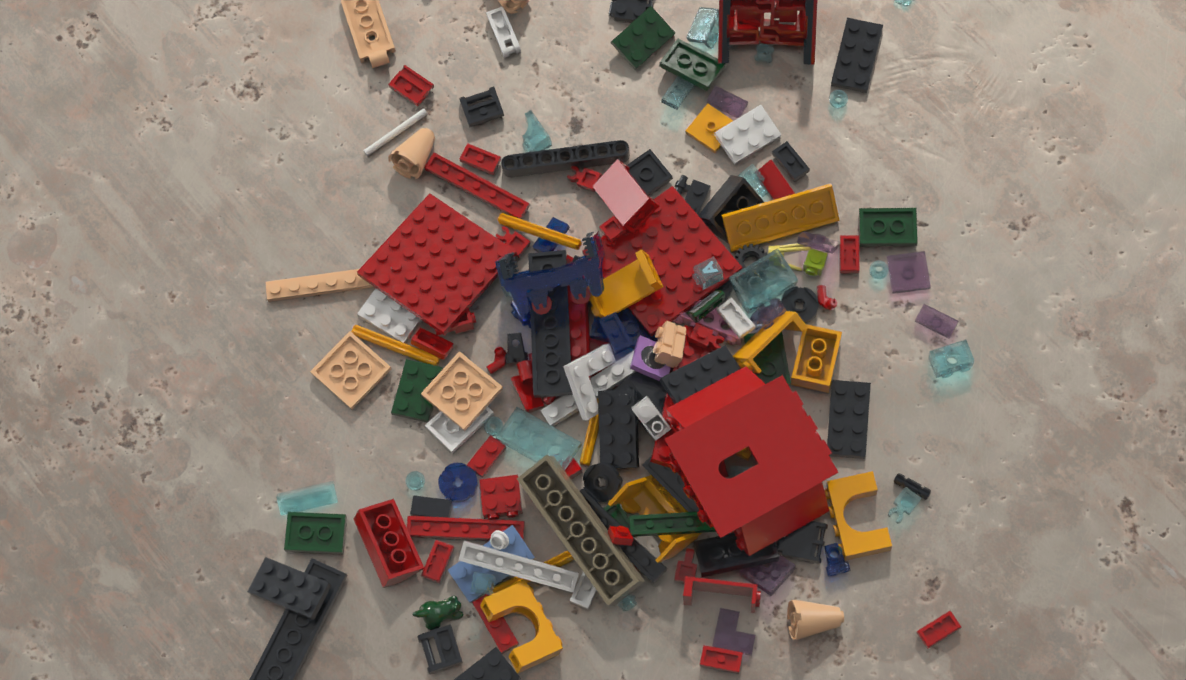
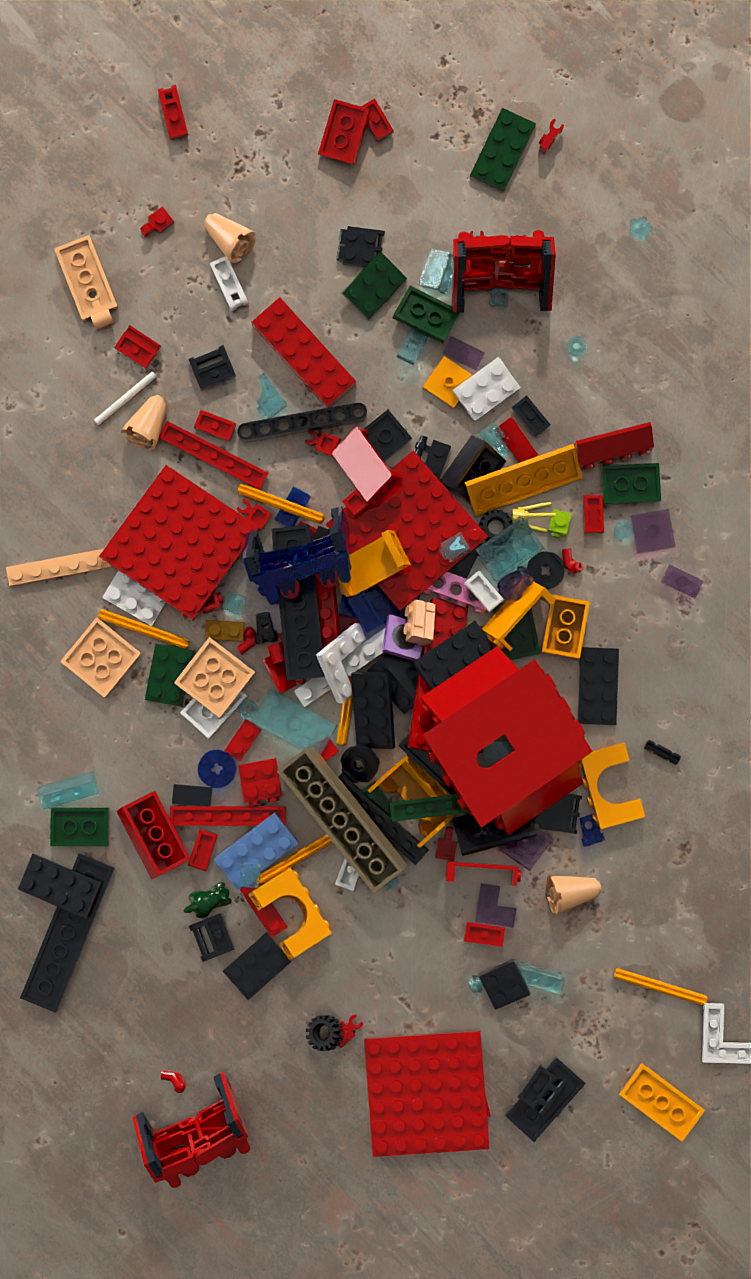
camera: 10 degrees left, 15 degrees up
(415, 480) = (174, 768): clear light blue plate -> none
(431, 343) = (180, 627): red plate -> none
(477, 350) = (224, 630): none -> pearl gold plate
(487, 325) = (234, 603): none -> clear light blue plate
(499, 540) = (263, 831): white plate -> none
(518, 566) = (283, 856): white plate -> none
(571, 95) = (303, 353): none -> red brick
(620, 535) = (382, 823): red plate -> none
(651, 418) = (405, 703): white slope -> none
(703, 337) = (452, 611): red plate -> none
(706, 305) = (453, 578): dark green slope -> none
(818, 242) = (562, 505): plate -> none
(857, 55) = (593, 296): black plate -> none
(872, 188) = (615, 445): none -> red slope
(905, 503) = (657, 770): clear light blue plate -> none
(939, 629) = (692, 894): red plate -> none
(958, 351) = (706, 613): clear light blue brick -> none

